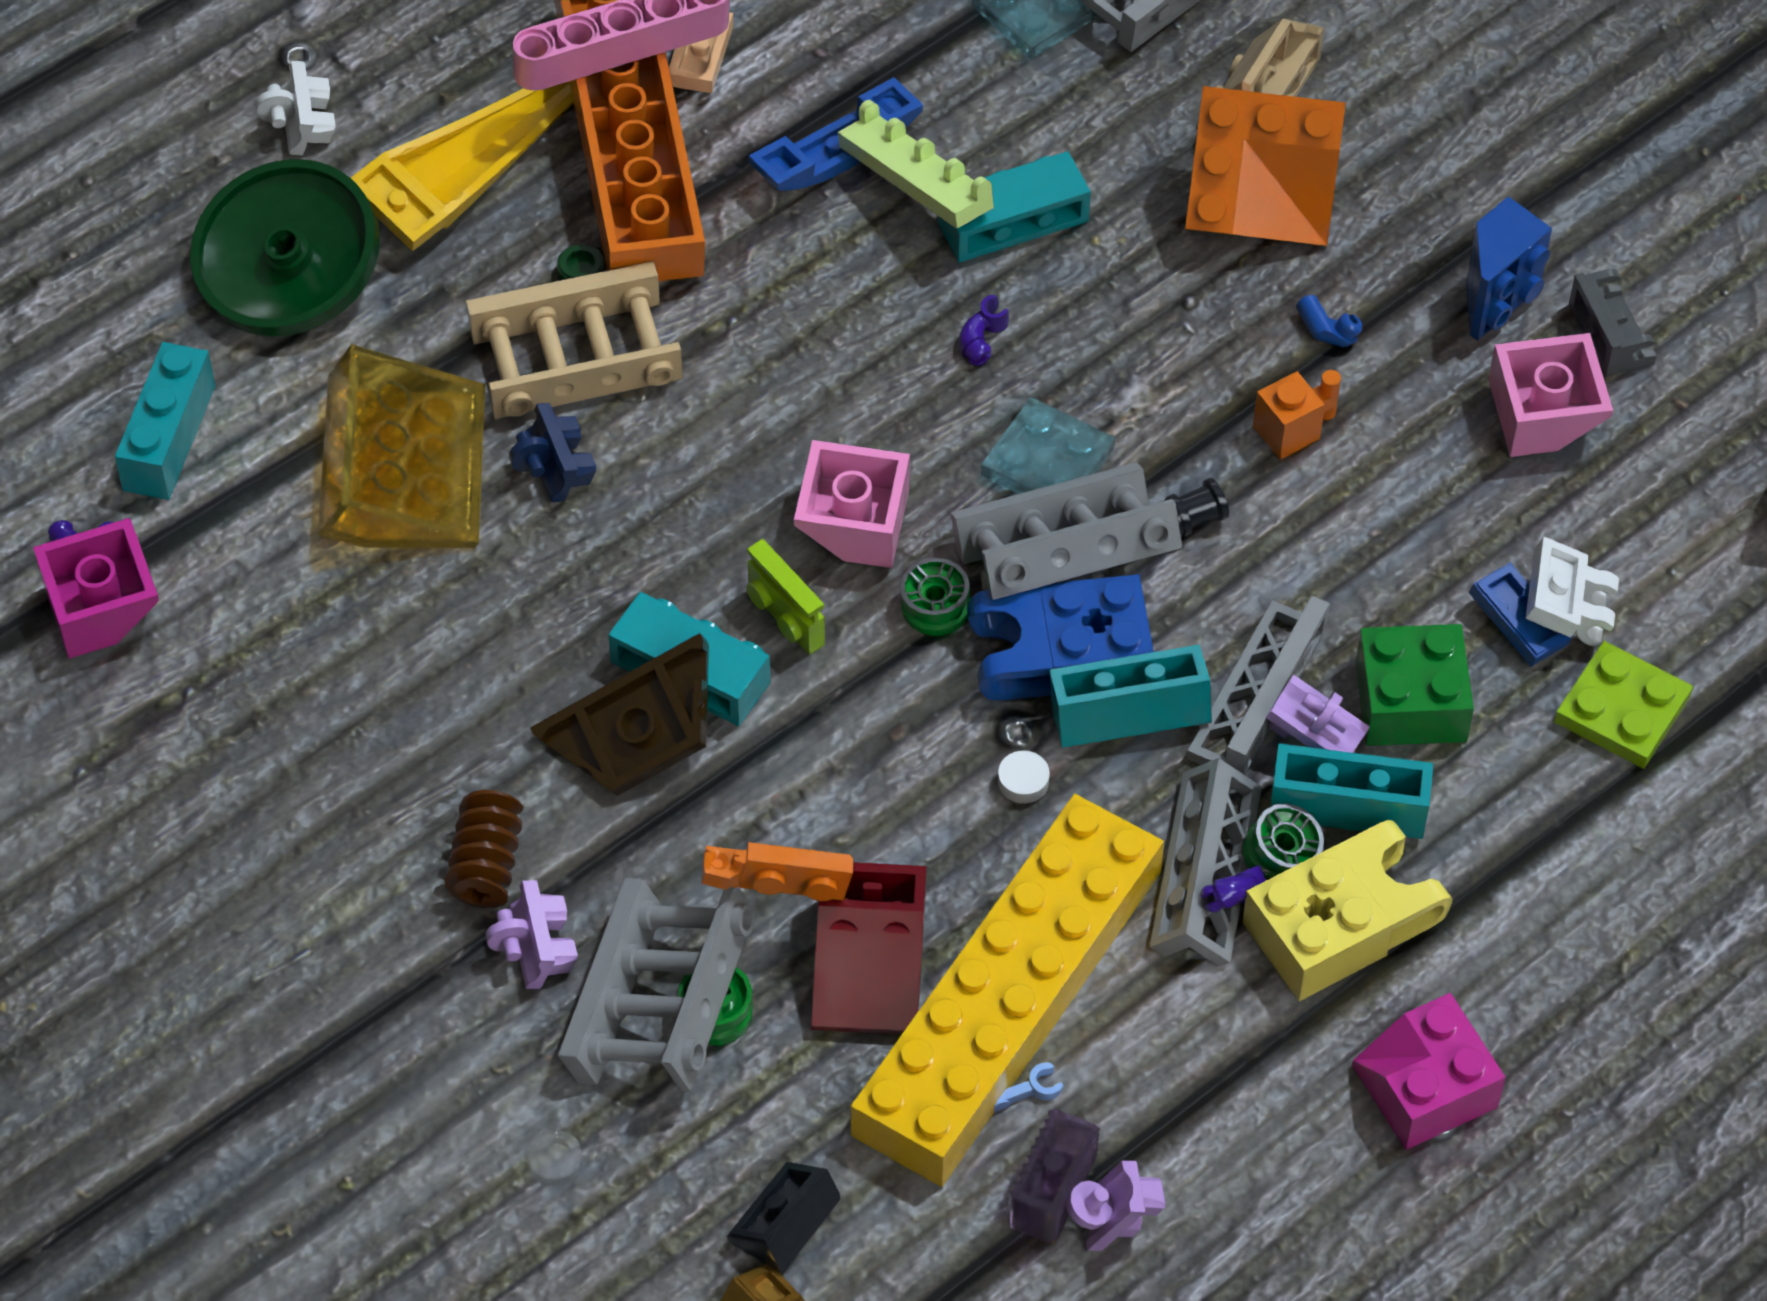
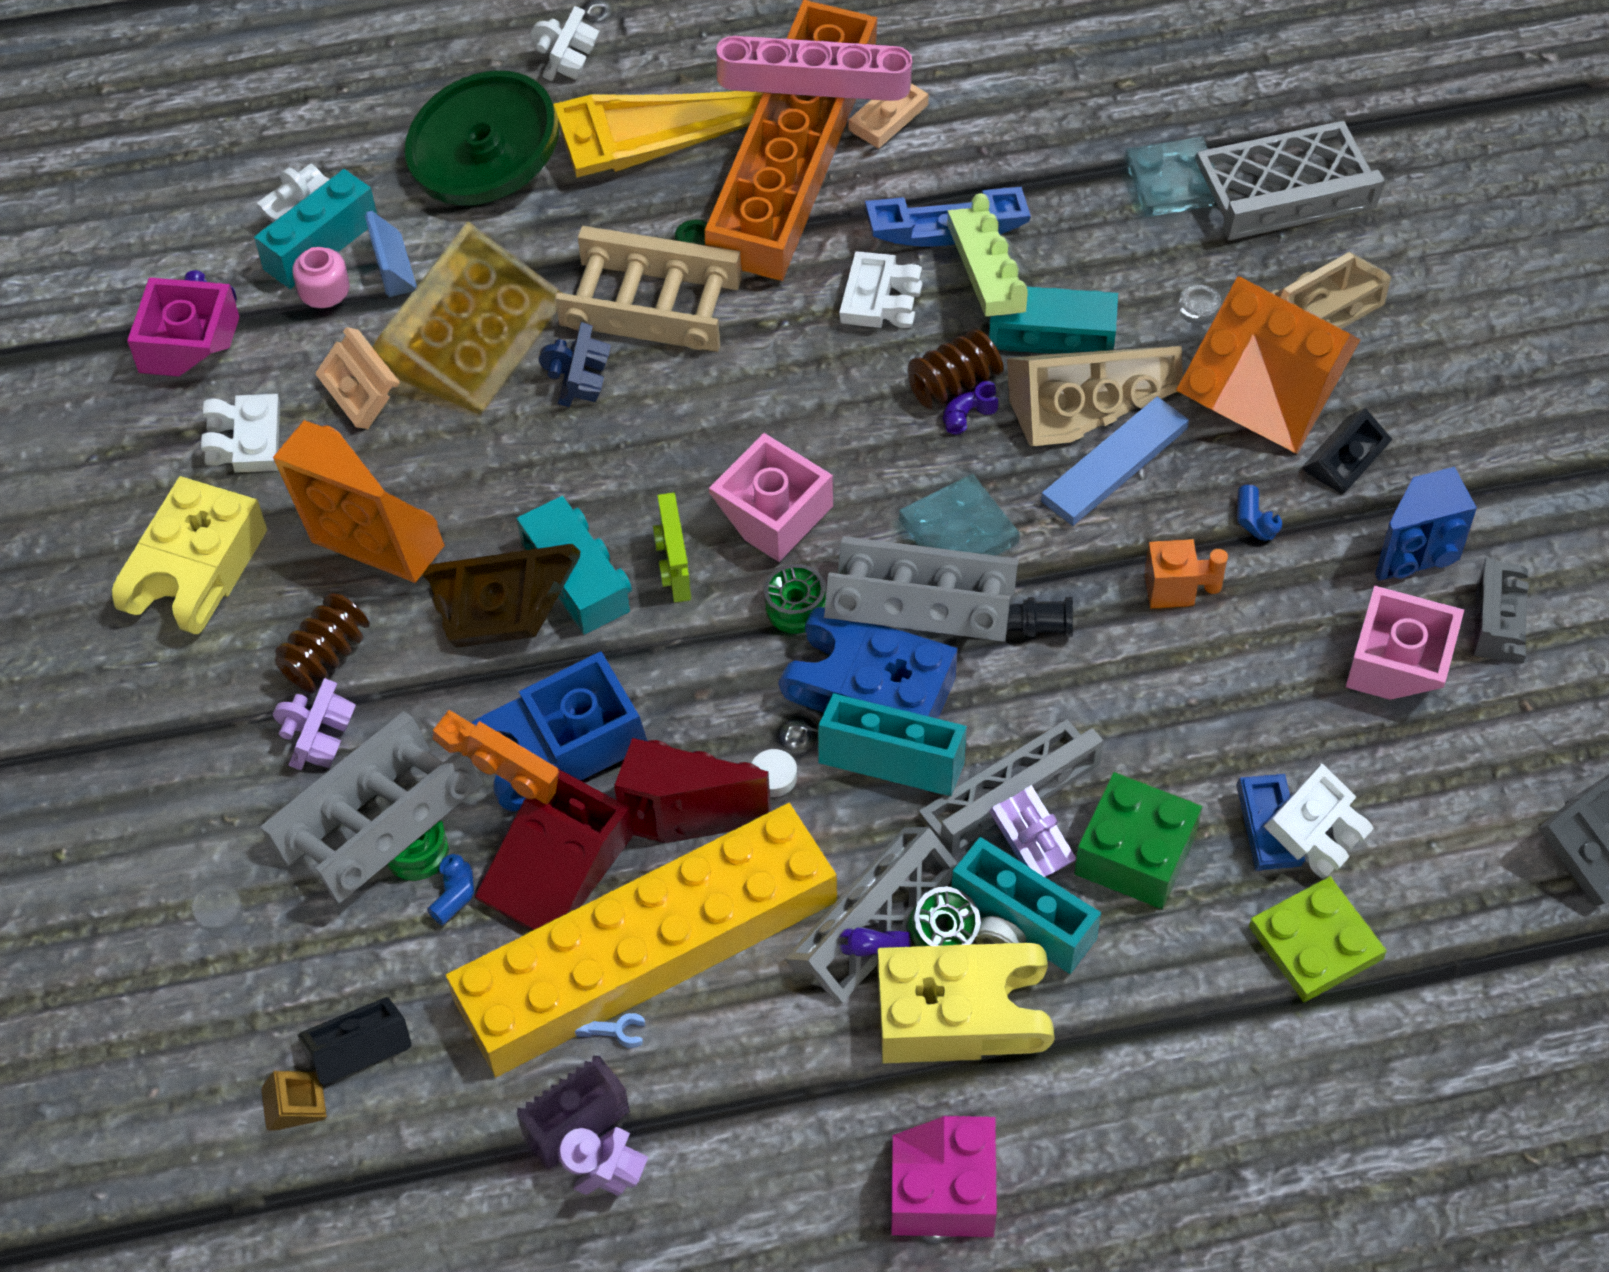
camera: 30 degrees right, 0 degrees up
(116, 395) = (293, 190): none -> white hips
(211, 471) = (321, 277): none -> bright pink head
(247, 666) = (255, 432): none -> white plate
(261, 420) = (390, 256): none -> medium blue slope
(278, 816) = (191, 553): none -> light yellow brick
(327, 562) = (357, 378): none -> light nougat plate
(441, 691) = (350, 509): none -> orange slope
(786, 1027) = (457, 888): none -> blue arm
(803, 249) = (868, 291): none -> white plate
(804, 801) = (570, 720): none -> blue brick
(947, 296) = (953, 364): none -> reddish brown piece
(970, 826) = (688, 793): none -> dark red slope
(1084, 268) = (1076, 392): none -> tan wedge
(1143, 131) = (1199, 304): none -> clear tile
(1159, 326) = (1114, 461): none -> medium blue tile
(1340, 827) = (998, 931): none -> white tile
(1375, 223) = (1348, 451): none -> black slope

